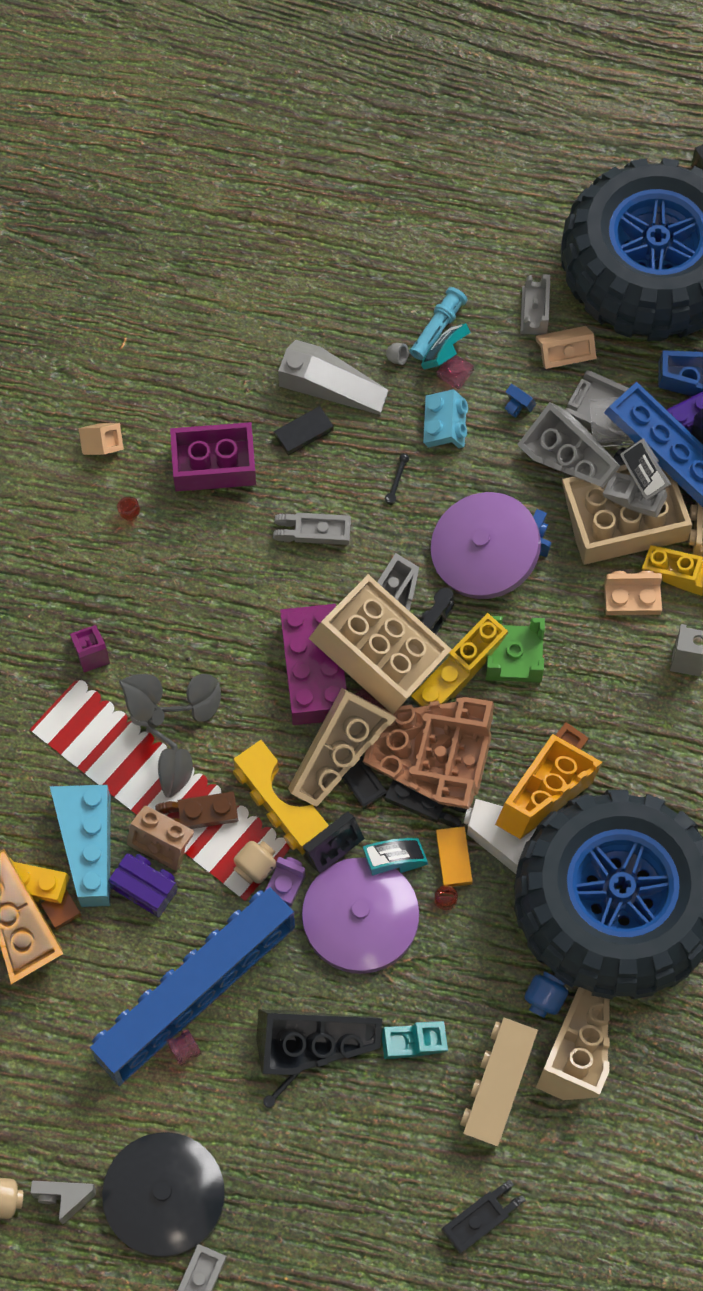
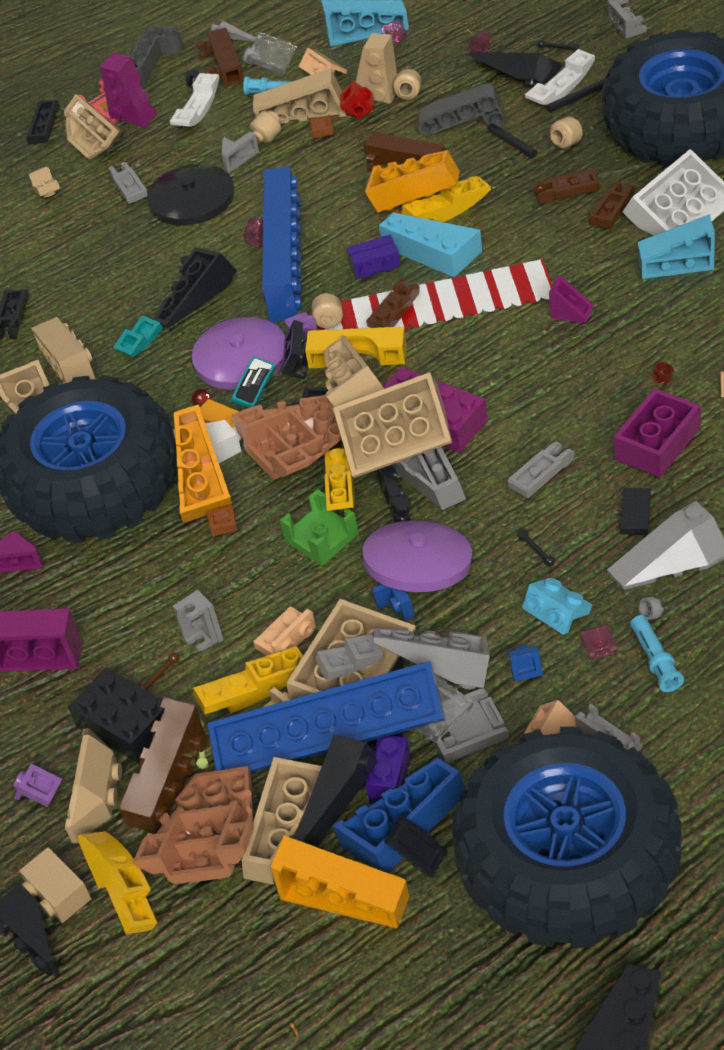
camera: 140 degrees right, 20 degrees down
(141, 698) = (468, 337): dark grey plant -> none
(159, 837) = (393, 272): medium nougat bracket -> none
(443, 347) = (623, 633): teal slope -> none
(645, 469) = (361, 661): slope -> none

